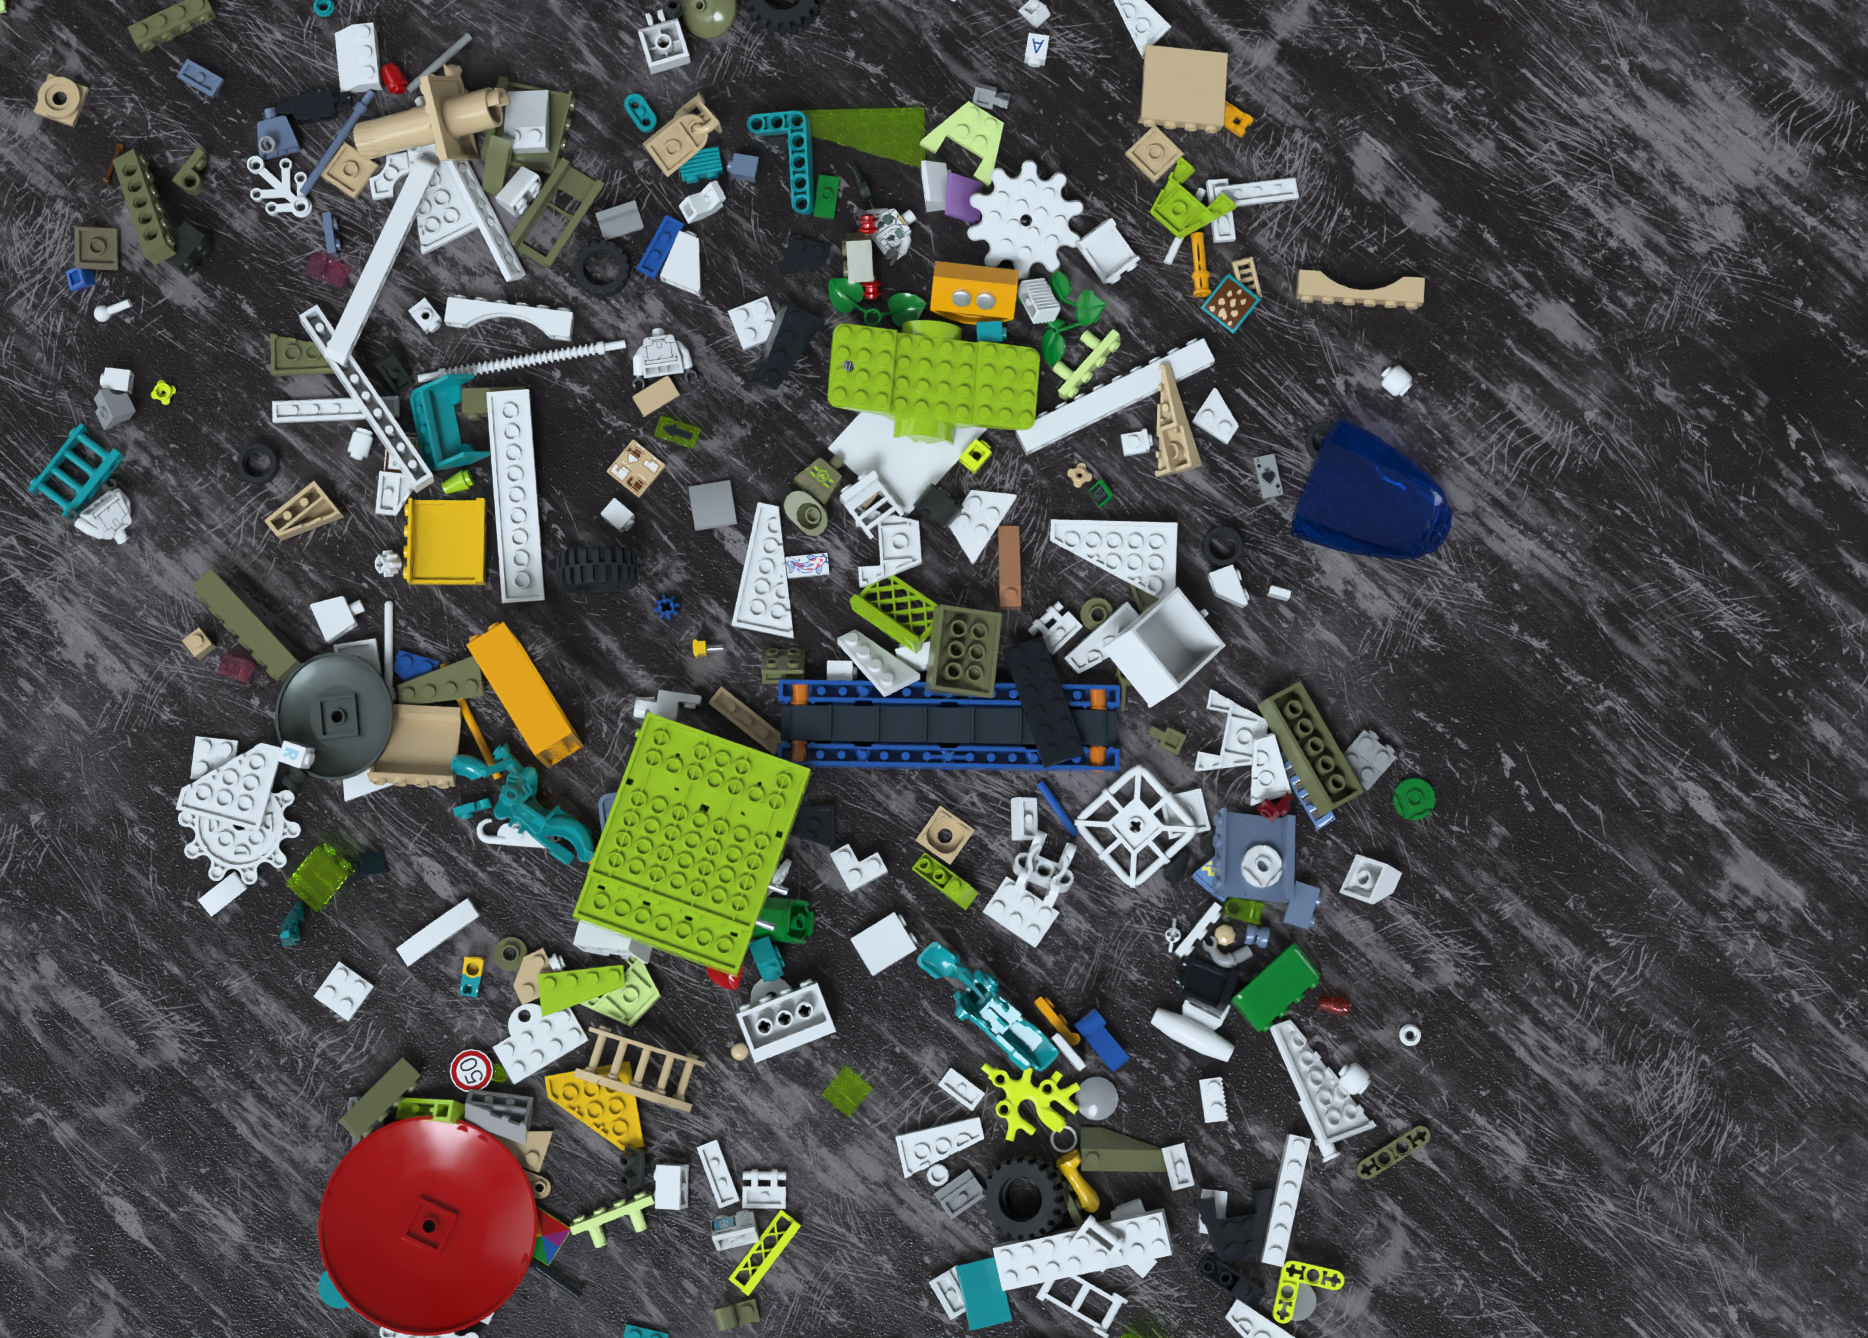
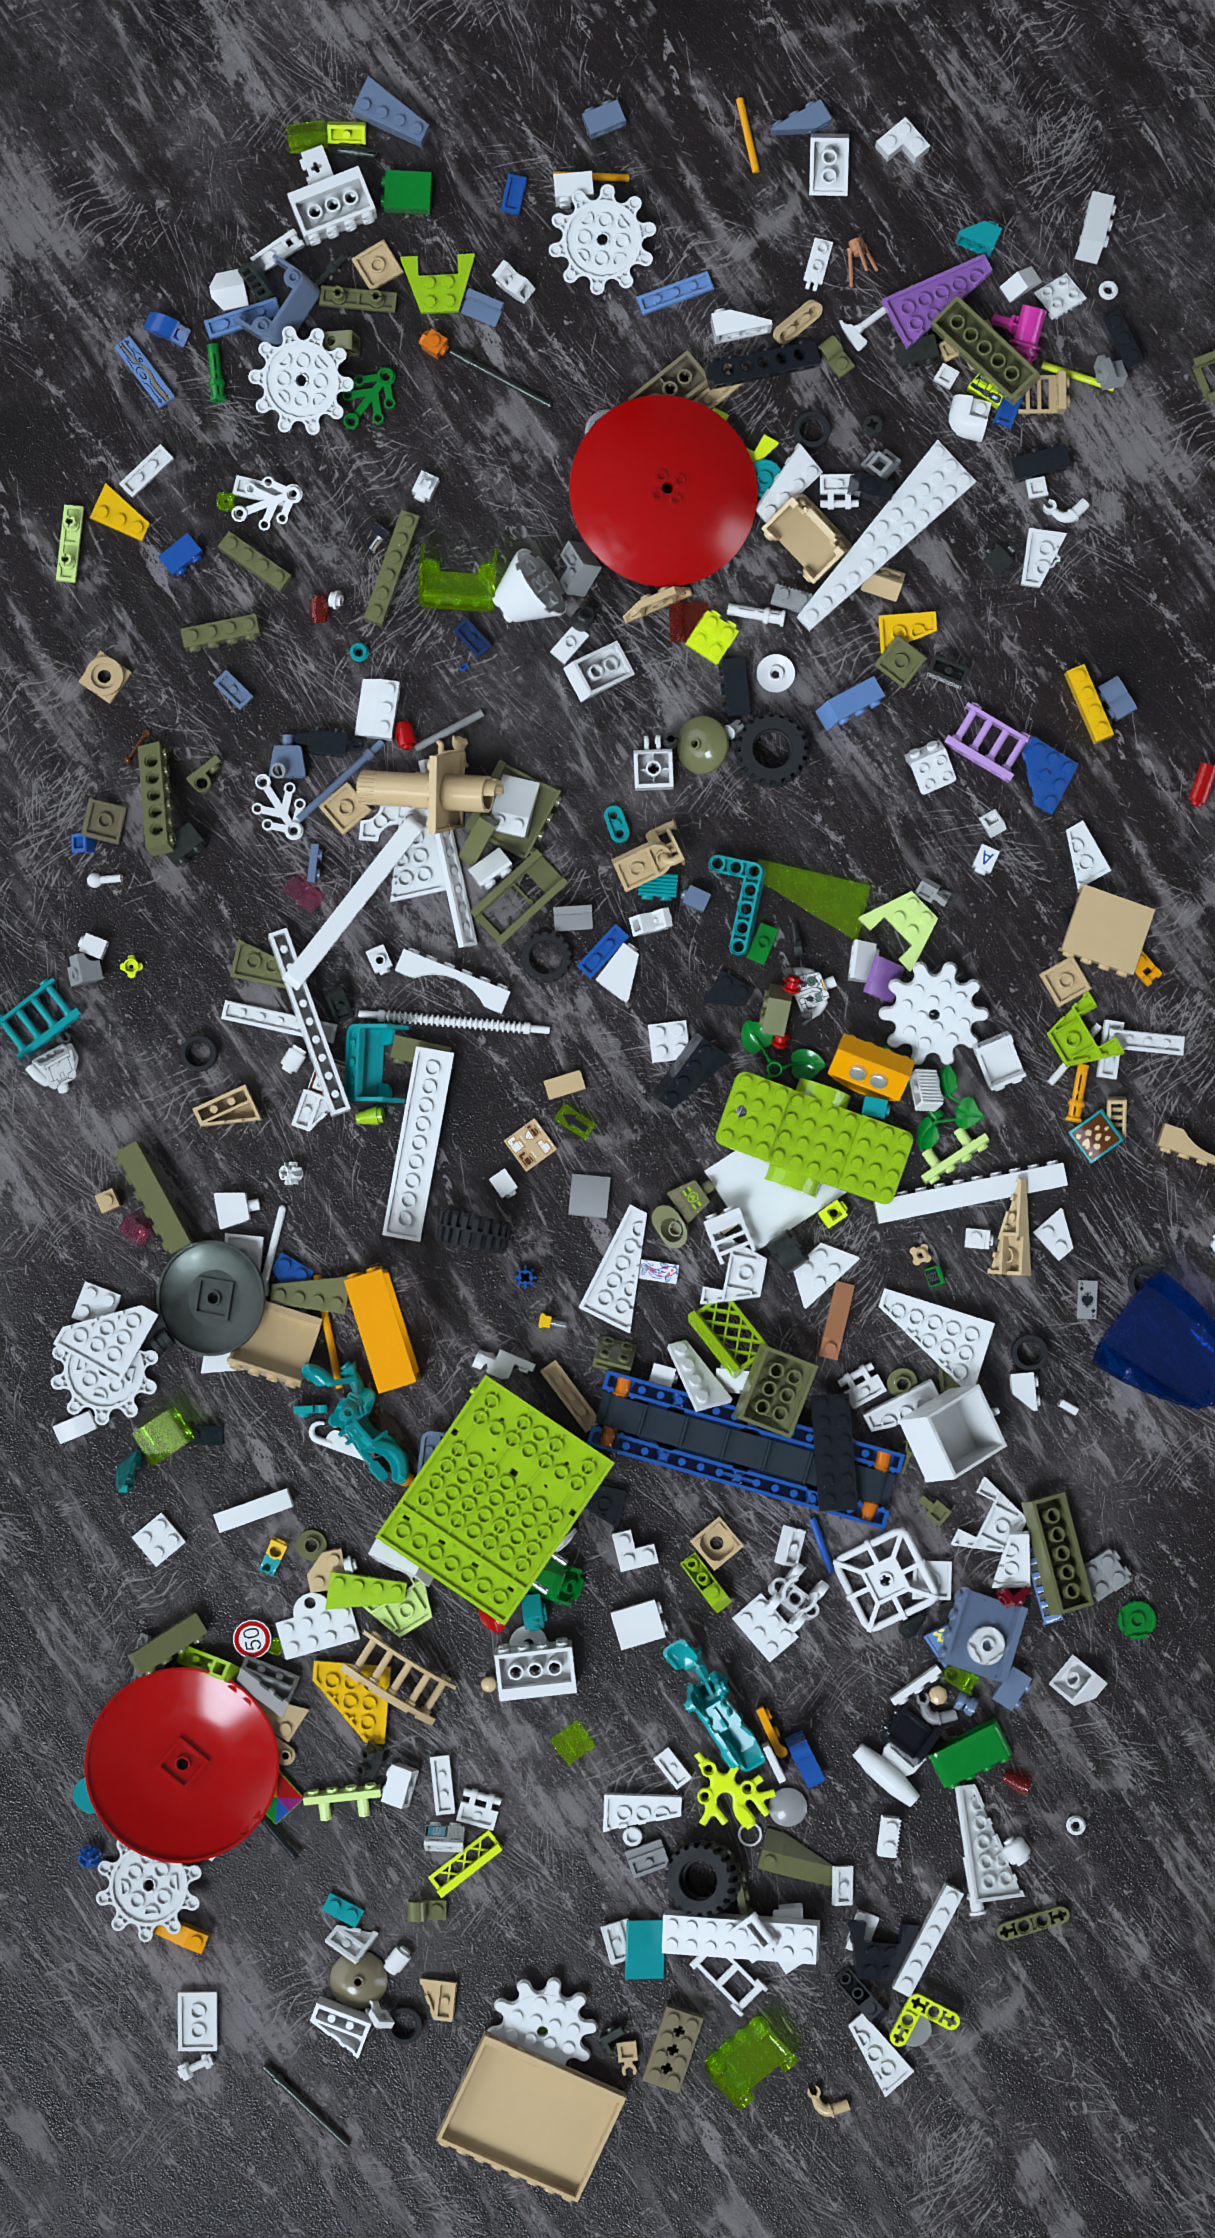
camera: 20 degrees right, 5 degrees up
(297, 754) = (169, 1323): white brick -> none
(445, 542) = (346, 1166): yellow panel -> none
(661, 357) = (578, 1051): white torso -> none
(1087, 1195) = (747, 1859): yellow piece -> none
(1172, 935) = (892, 1682): white piece -> none

